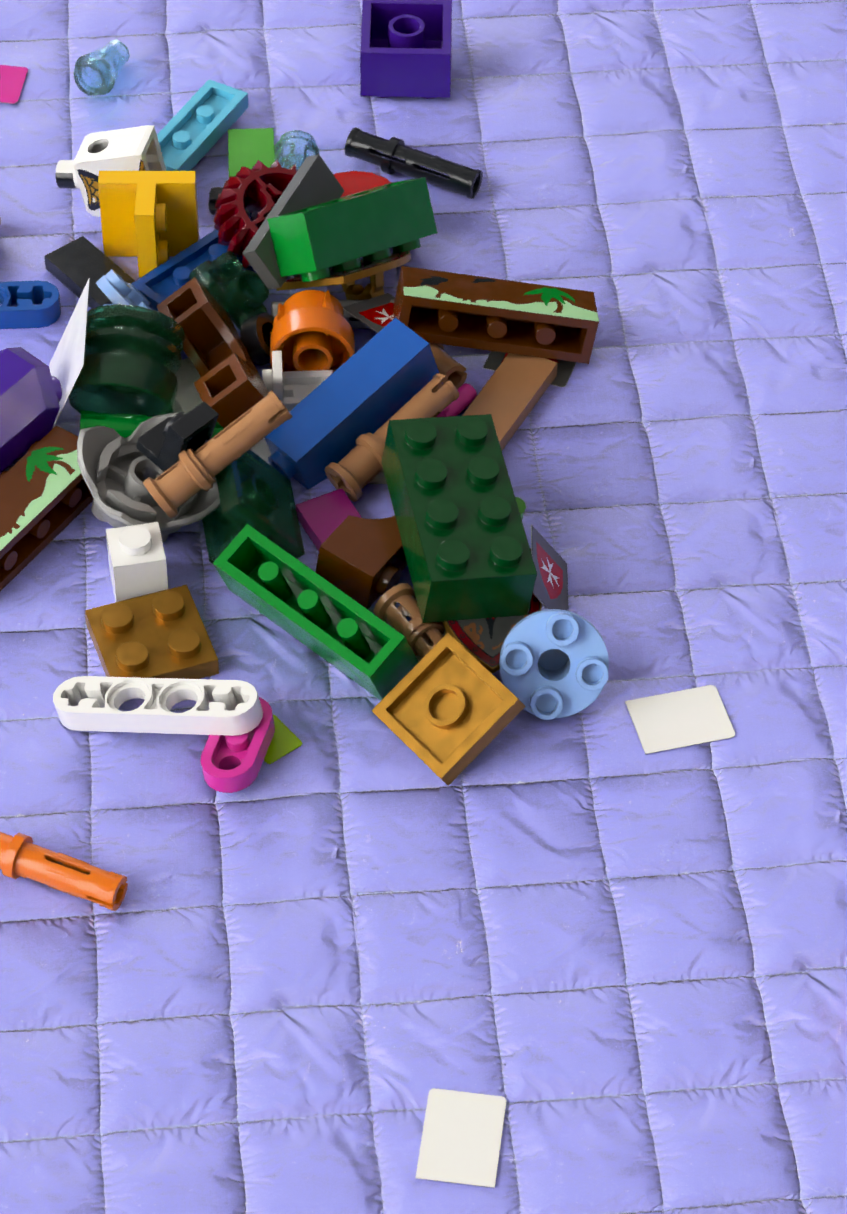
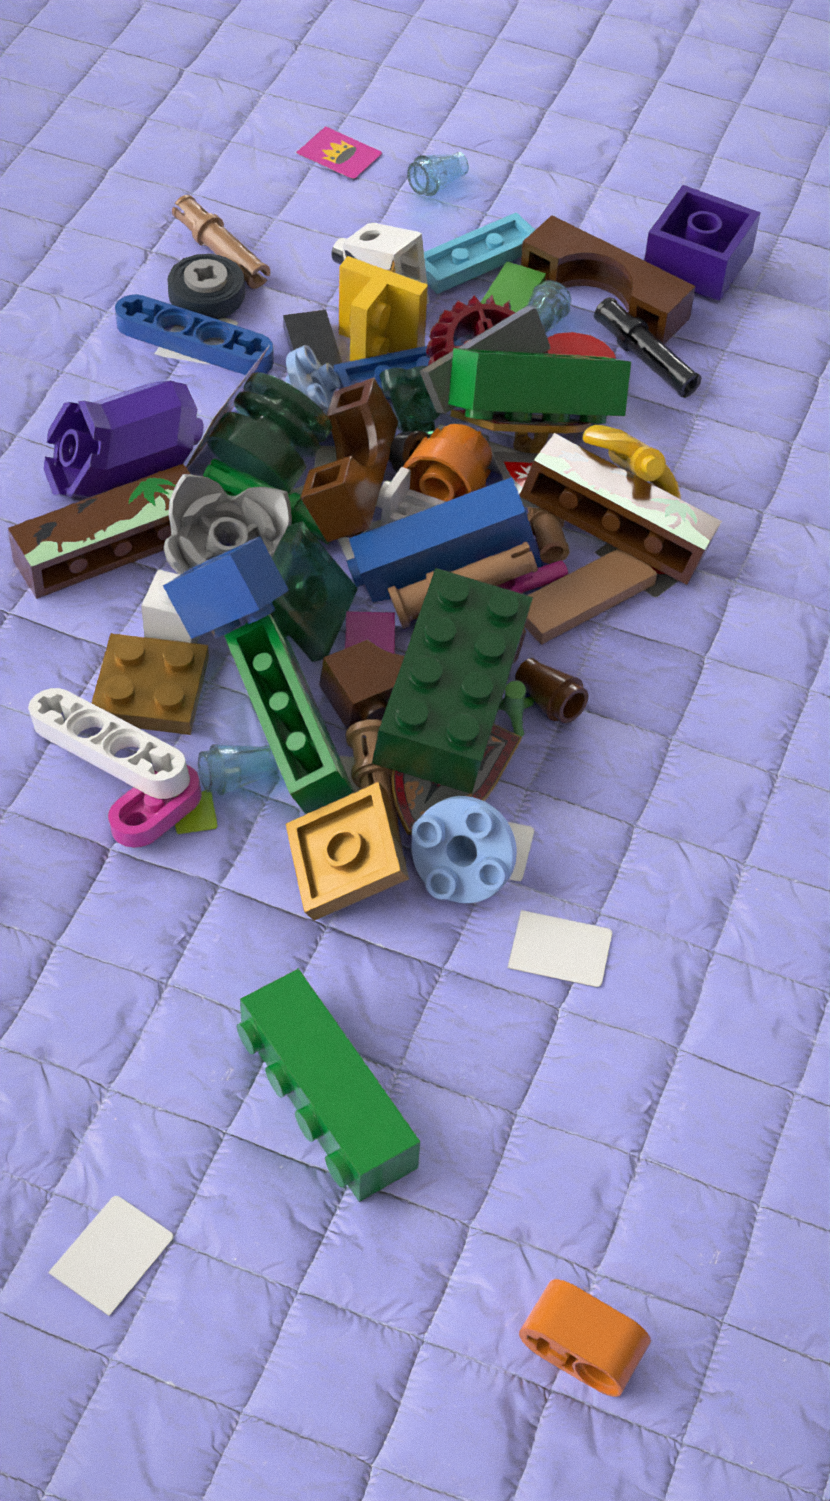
camera: 25 degrees right, 5 degrees up
(178, 433) = (261, 515): black bracket -> none
(197, 468) = (290, 533): medium nougat pin -> none
(199, 516) = (227, 589): none -> blue brick
(290, 679) = (234, 766): none -> clear light blue cone
(308, 101) = (585, 260): none -> reddish brown arch
(479, 261) = (633, 456): none -> yellow plant
(544, 500) = (554, 691): none -> reddish brown cone
(552, 576) = (518, 768): sticker -> none
(563, 910) = (329, 1086): none -> green brick

